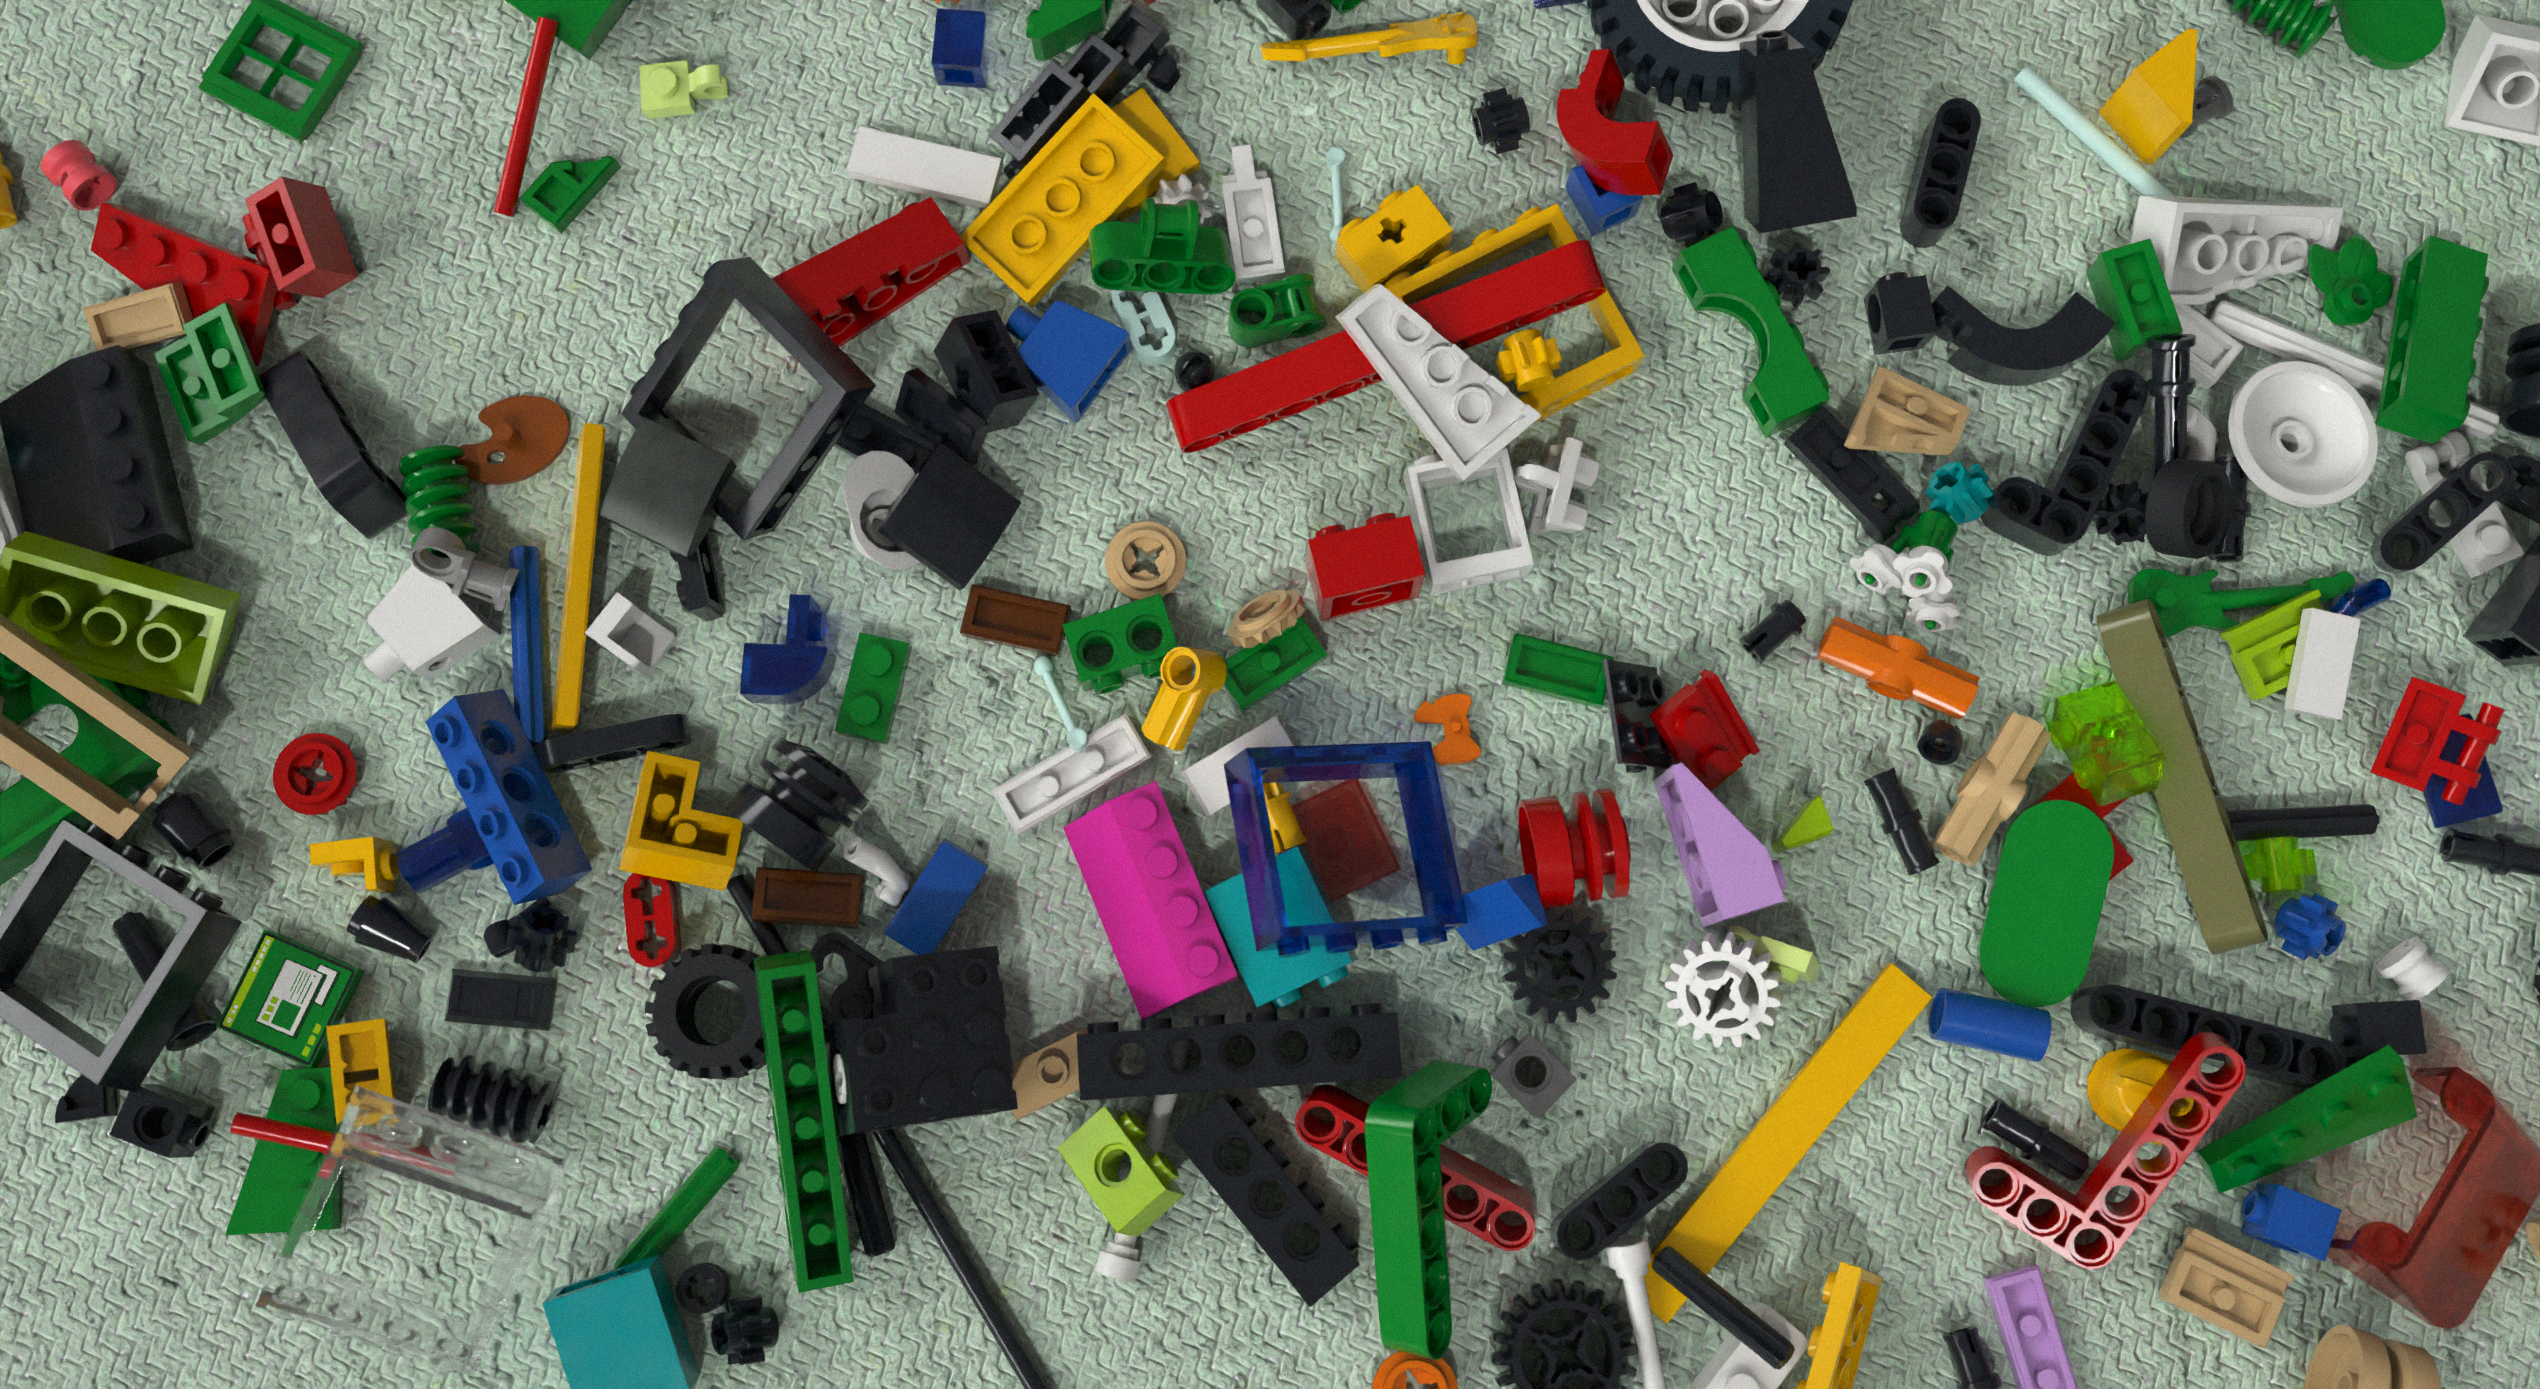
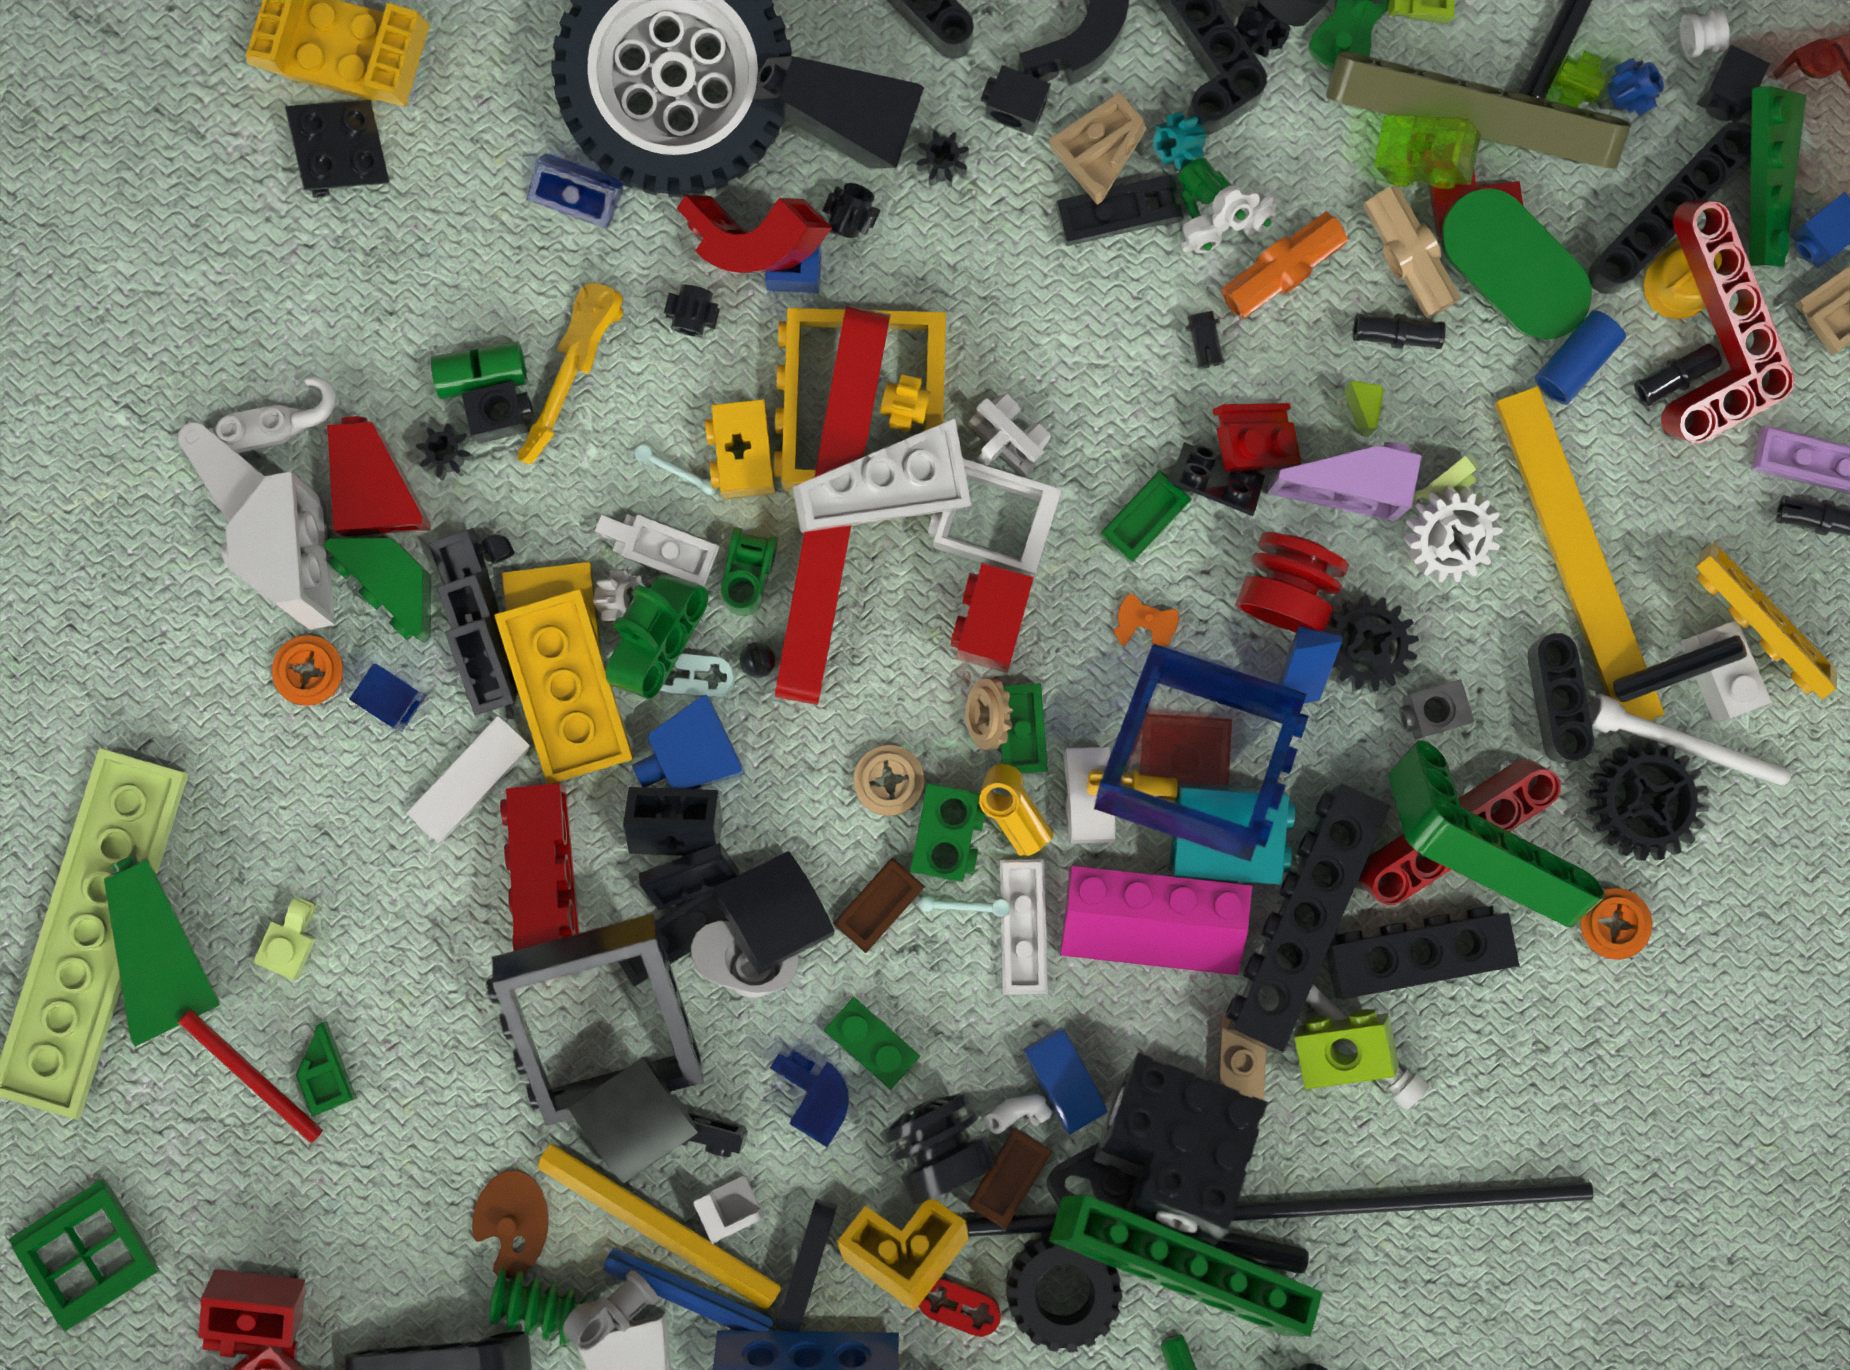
camera: 60 degrees left, 5 degrees up
(1724, 278) = (1021, 218): green arch -> none
(1935, 752) = (1356, 267): black hinge -> none

